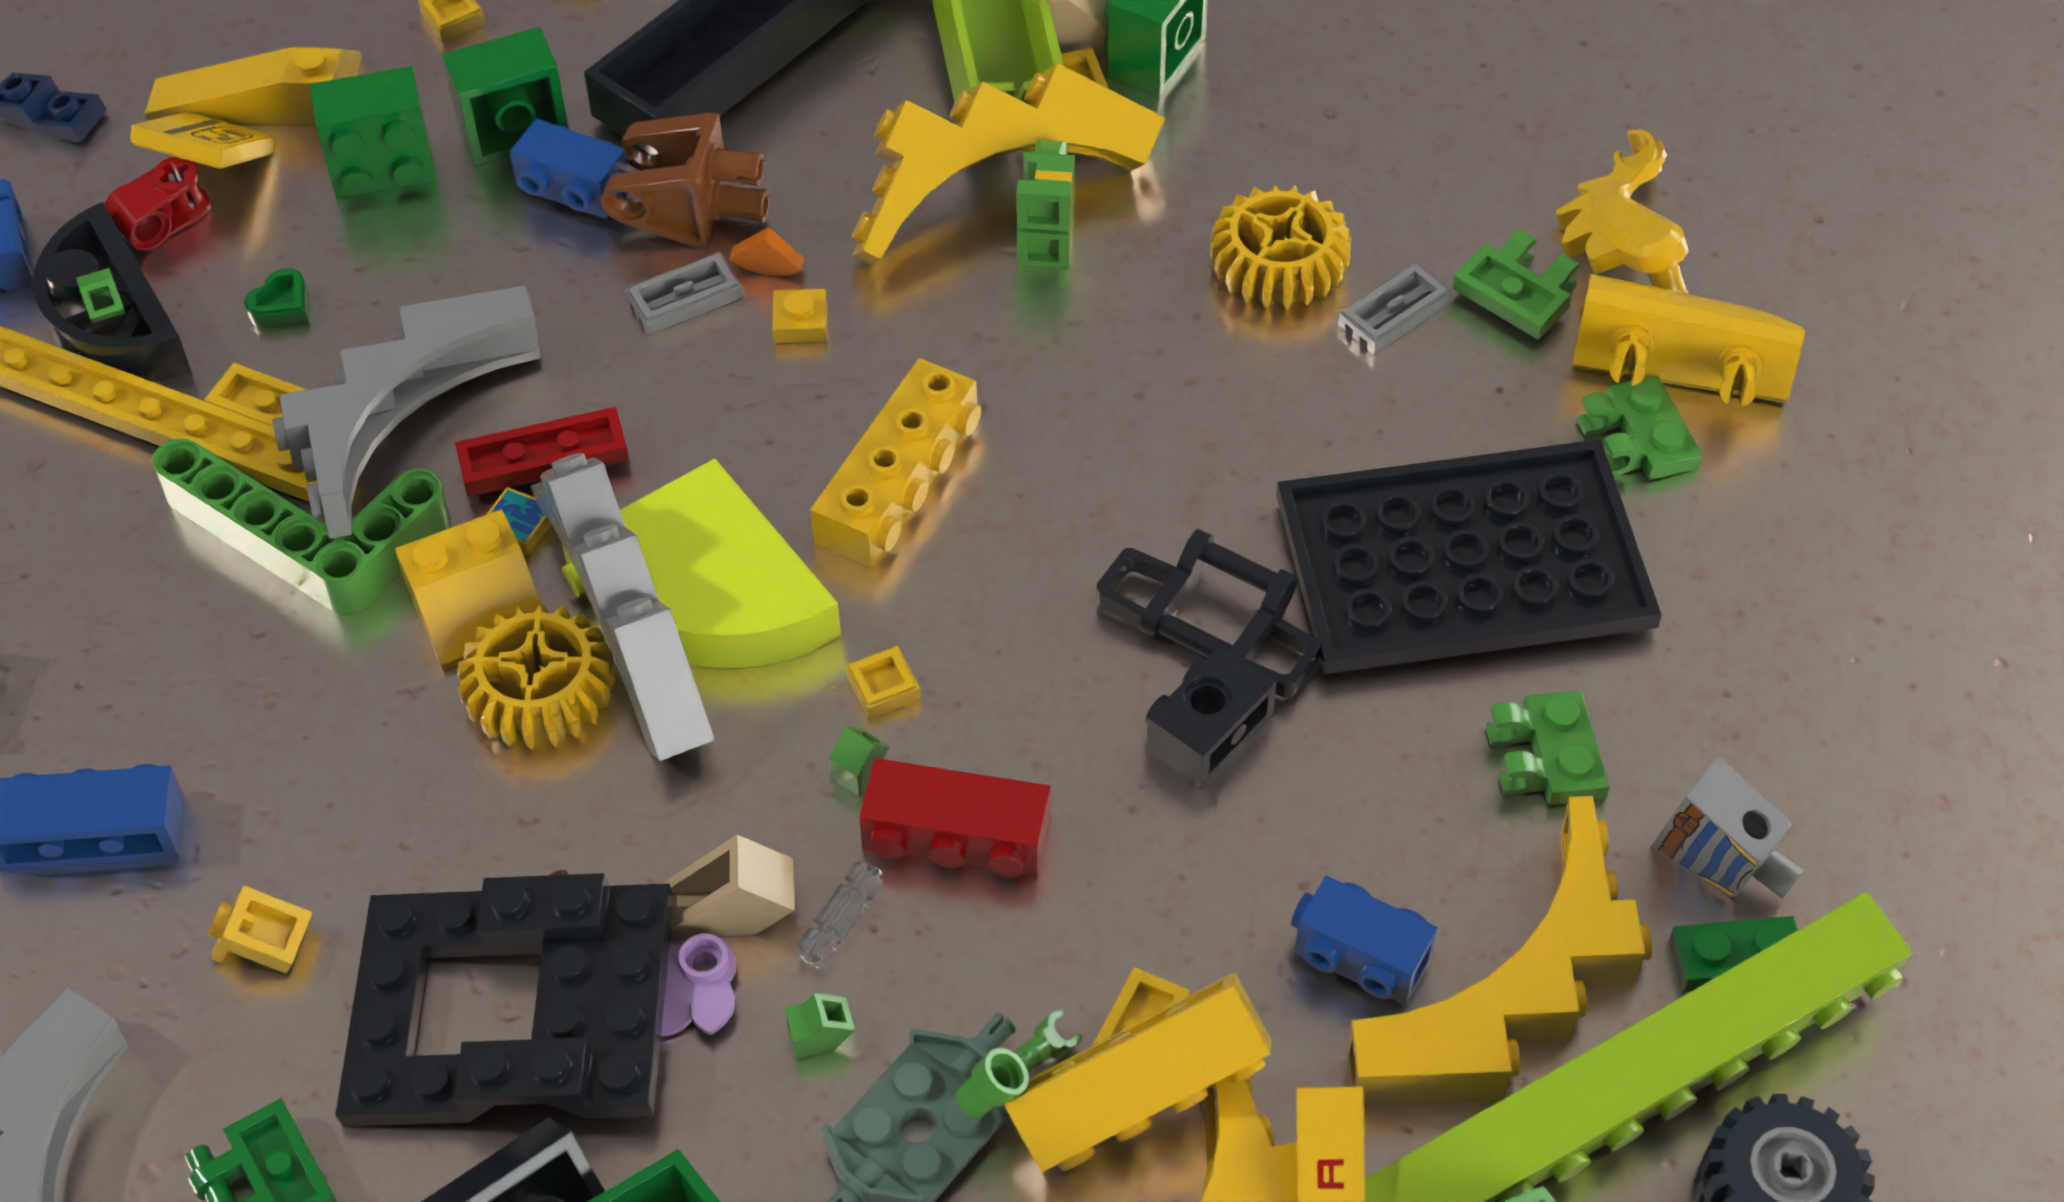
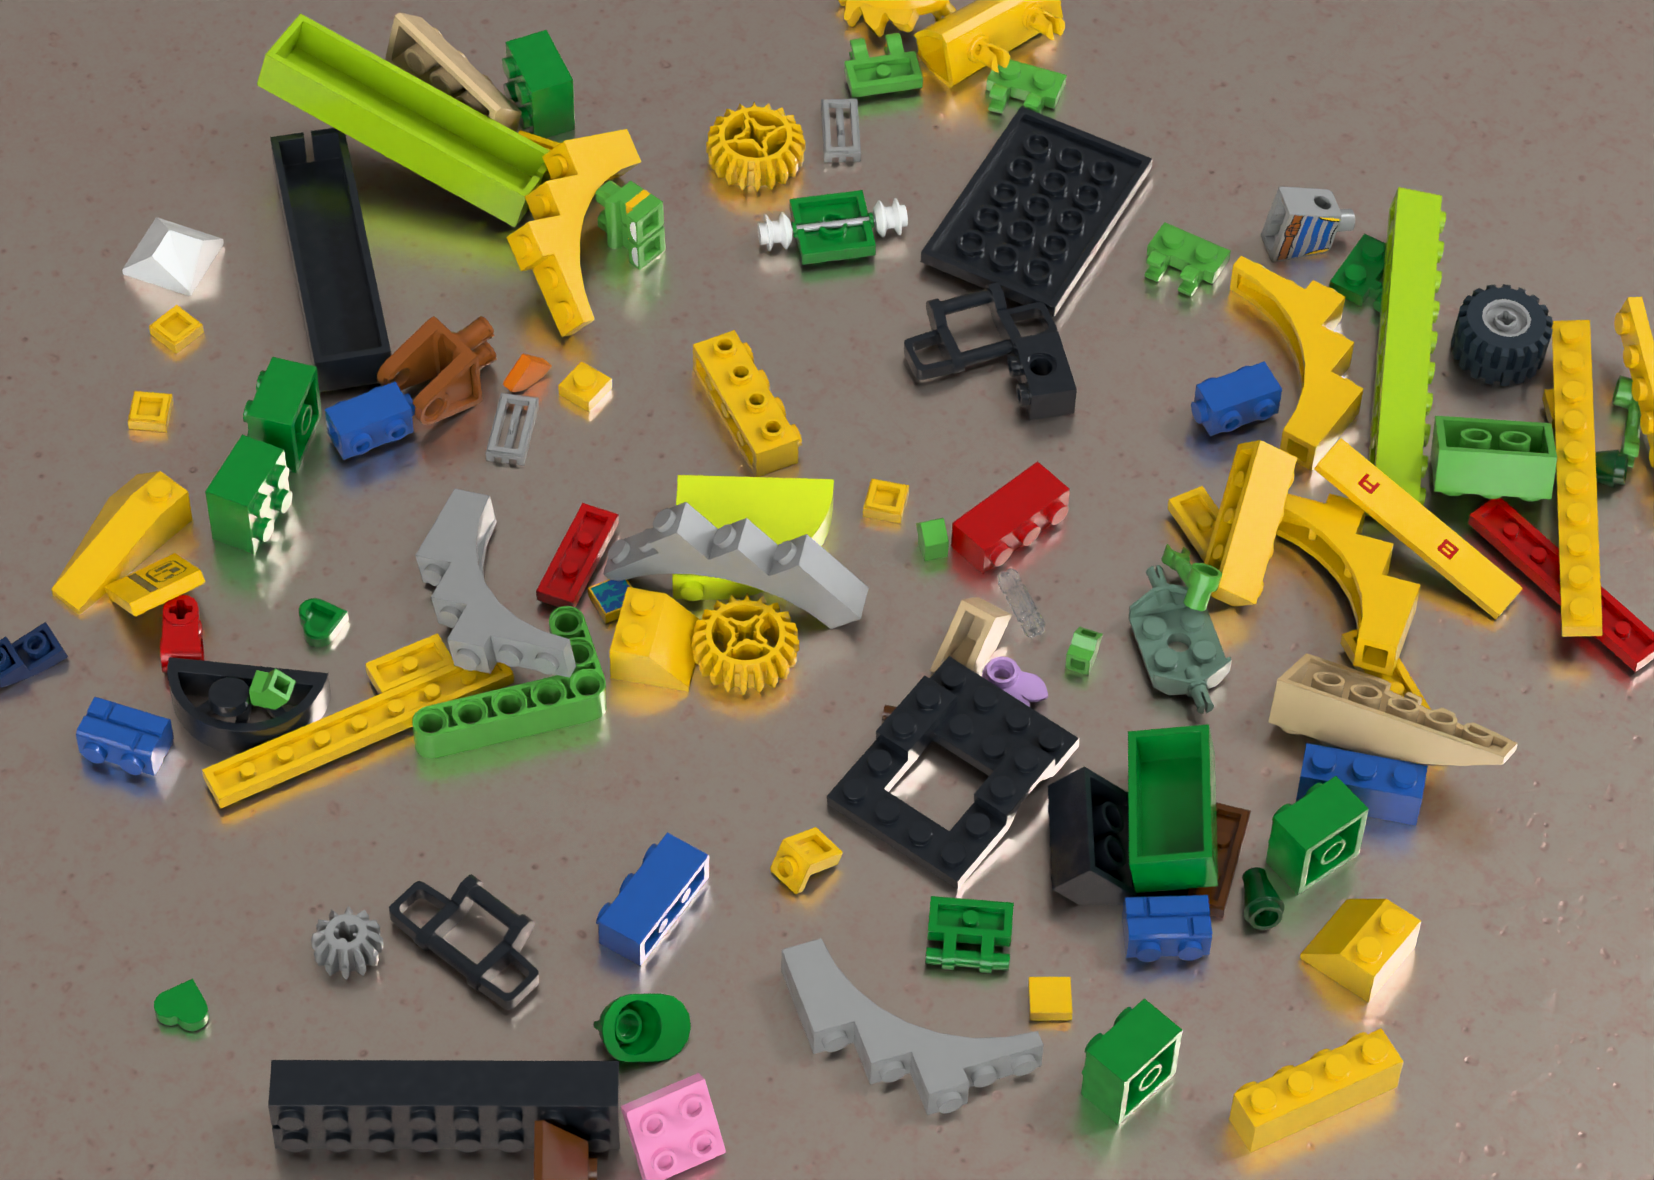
camera: 55 degrees left, 0 degrees up
(1237, 382) = (832, 226): none -> green plate

